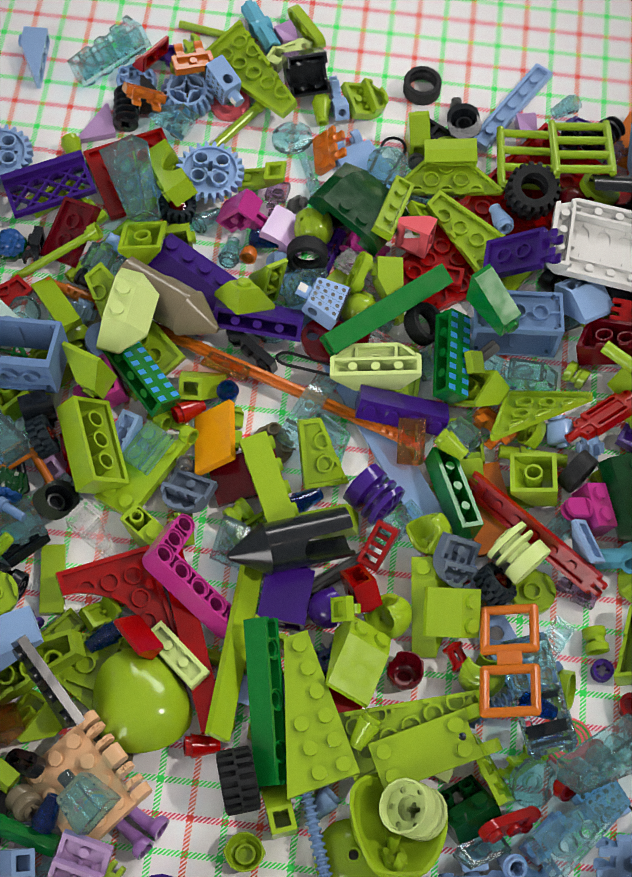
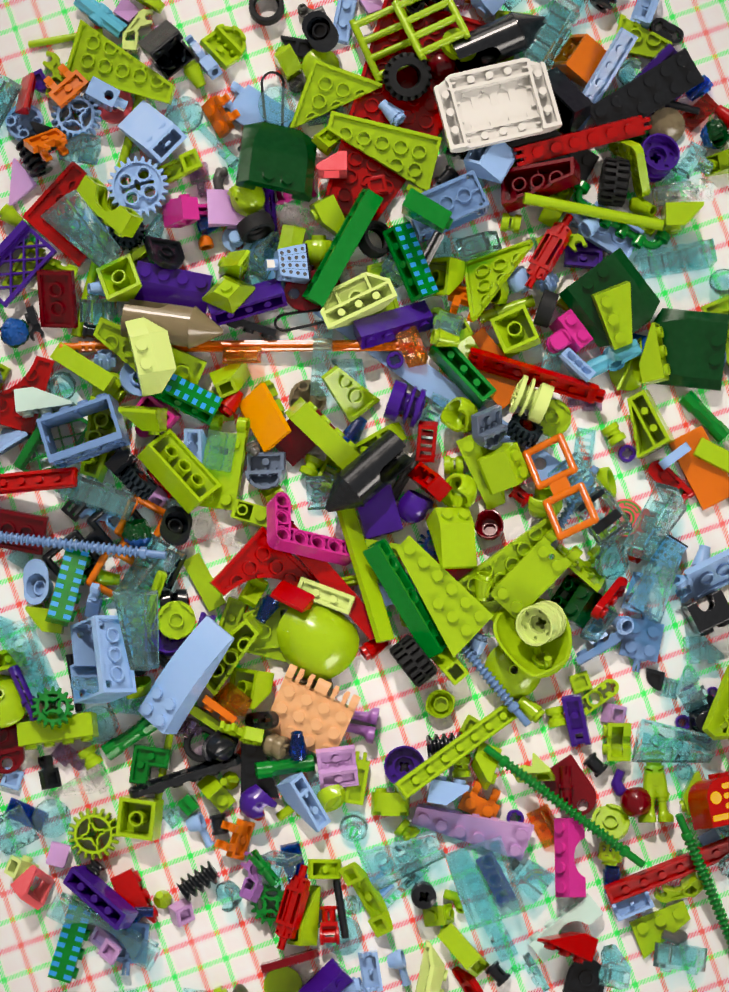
camera: 25 degrees left, 20 degrees up
(49, 686) = (253, 665): wing -> none
(85, 800) = (319, 726): clear light blue torso -> none
(92, 233) = (80, 296): lime piece -> none
(202, 238) = (164, 252): none -> black tile
(227, 390) = (251, 372): clear blue cone -> none
(230, 253) = (190, 248): clear light blue cone -> none
(253, 136) = (151, 132): none -> light blue slope
(343, 609) = (427, 507): lime tile -> none
(358, 272) = (304, 224): lime plate -> none
(385, 441) = (397, 365): none -> dark purple bush
(391, 584) = (449, 465): none -> lime wheel
(392, 208) = (303, 150): lime tile -> none
(450, 152) = (324, 71): lime piece -> none
(474, 362) = (430, 259): lime tile -> none
(523, 251) = (424, 149): dark purple tile -> none
(548, 712) = (600, 507): clear blue cone -> none

